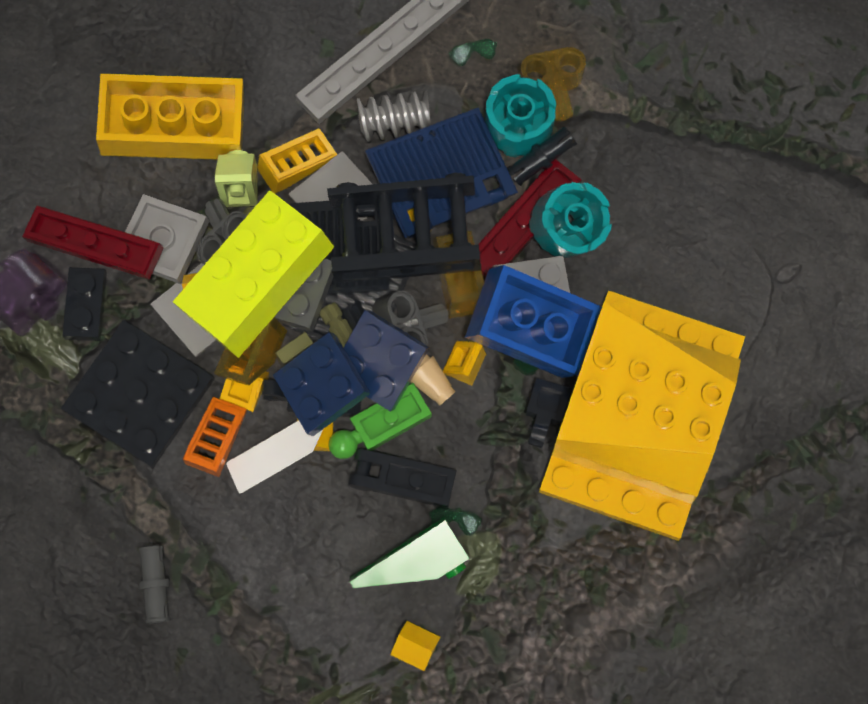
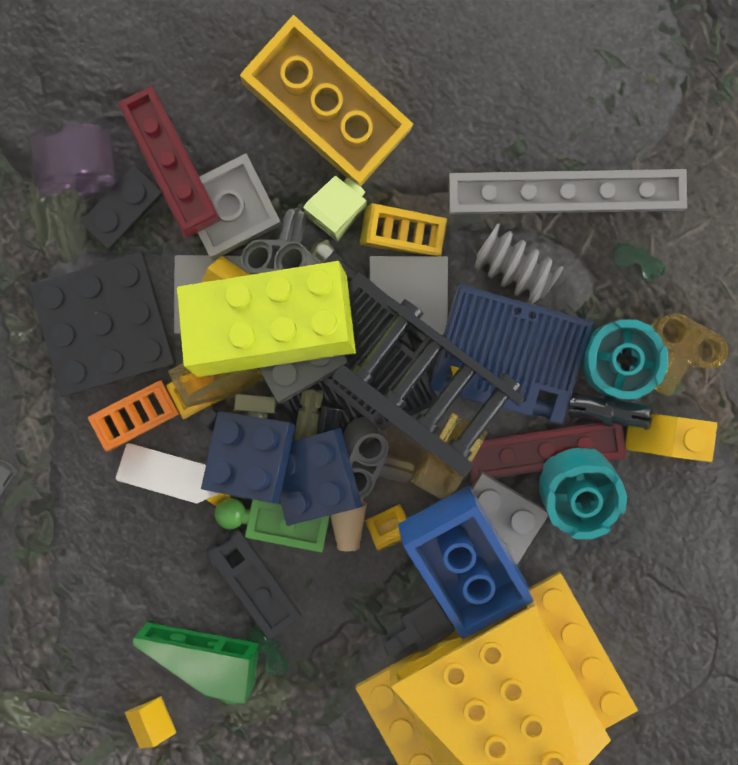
camera: 40 degrees right, 15 degrees up
(599, 139) = (674, 438): none -> yellow slope

